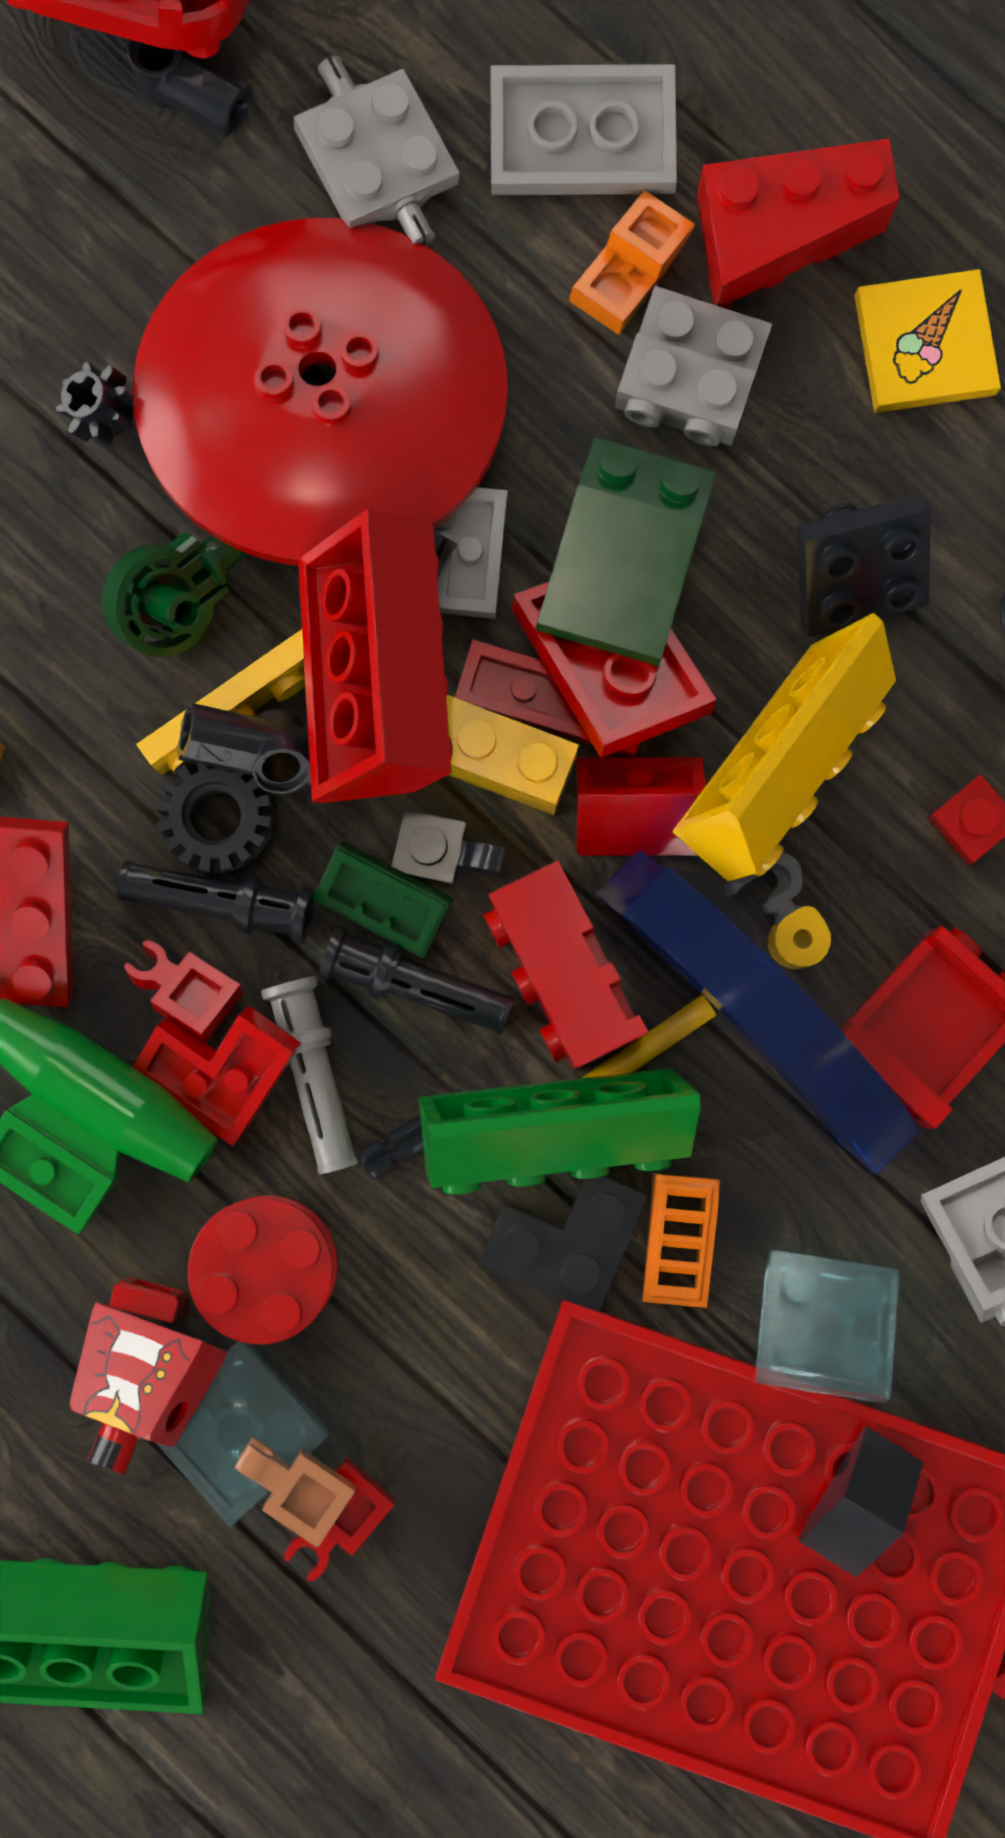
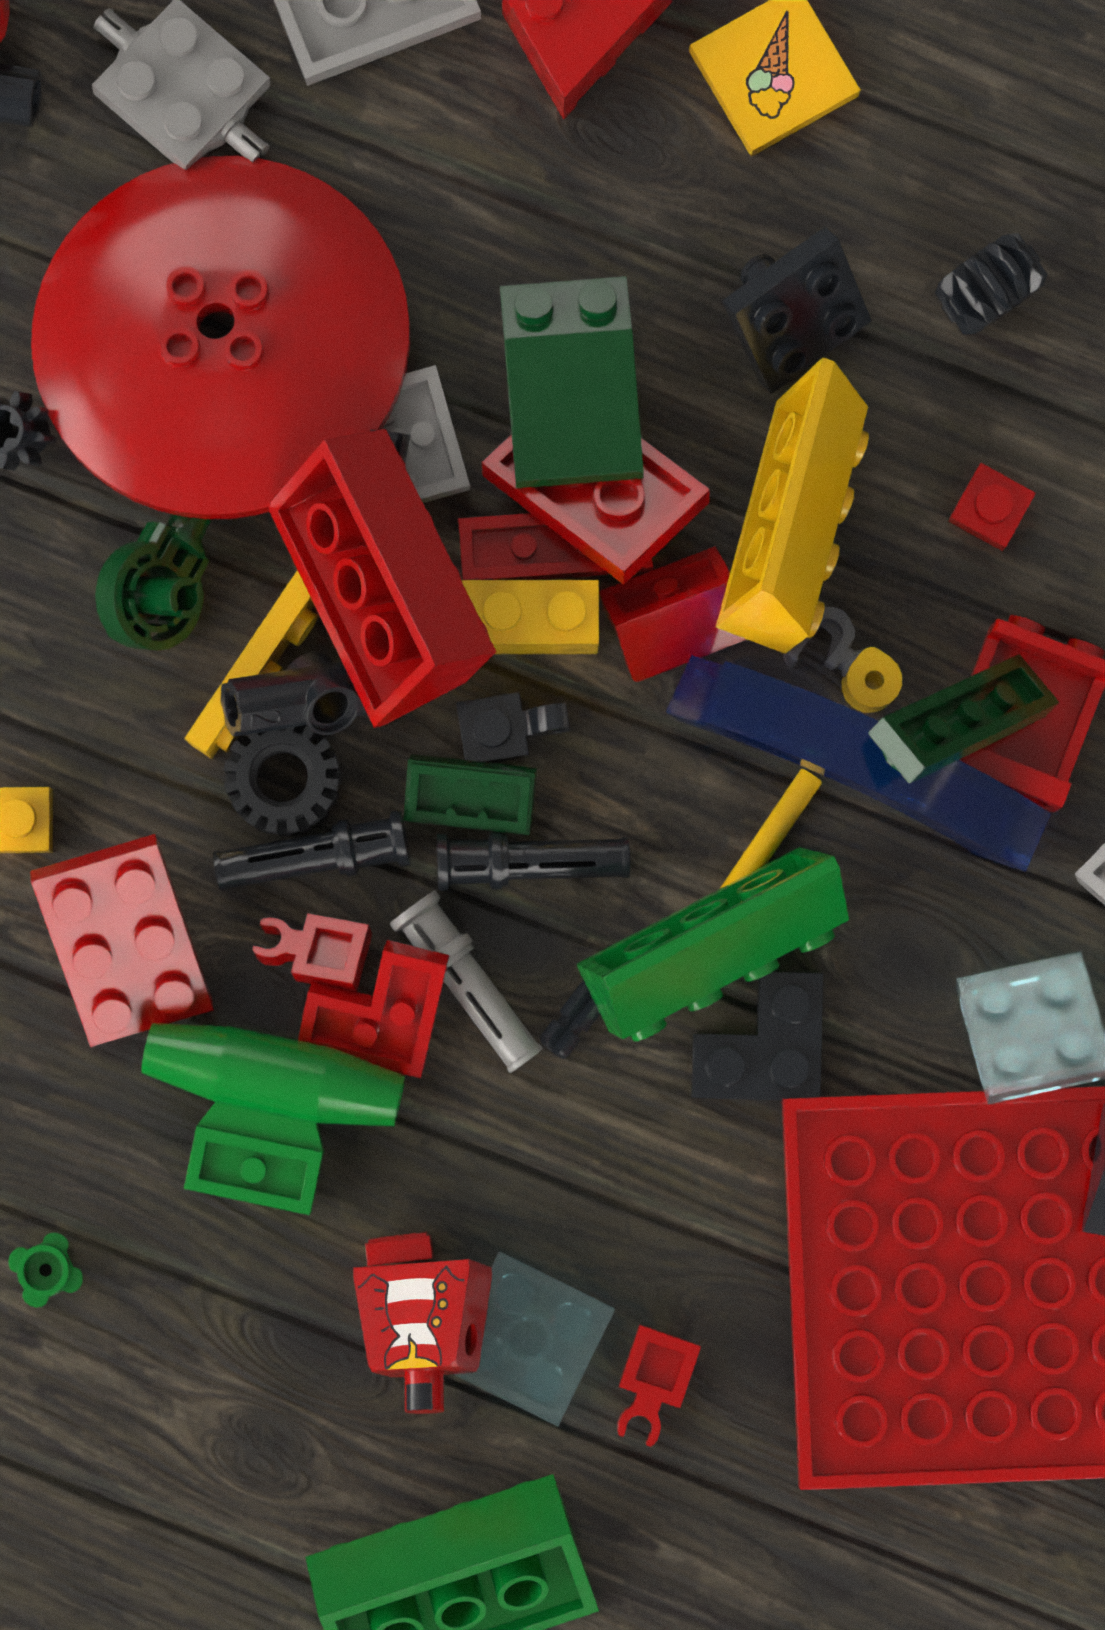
camera: 25 degrees left, 0 degrees up
(262, 1269) = (494, 1179): red wheel -> none
(303, 1495) = (614, 1365): nougat plate -> none
(562, 967) = (662, 792): red wedge -> none
(632, 262) = (466, 101): orange slope -> none
(685, 1186) = (833, 959): orange slope -> none
(691, 367) = (563, 180): light grey plate -> none
(872, 1009) = (962, 718): none -> dark green plate

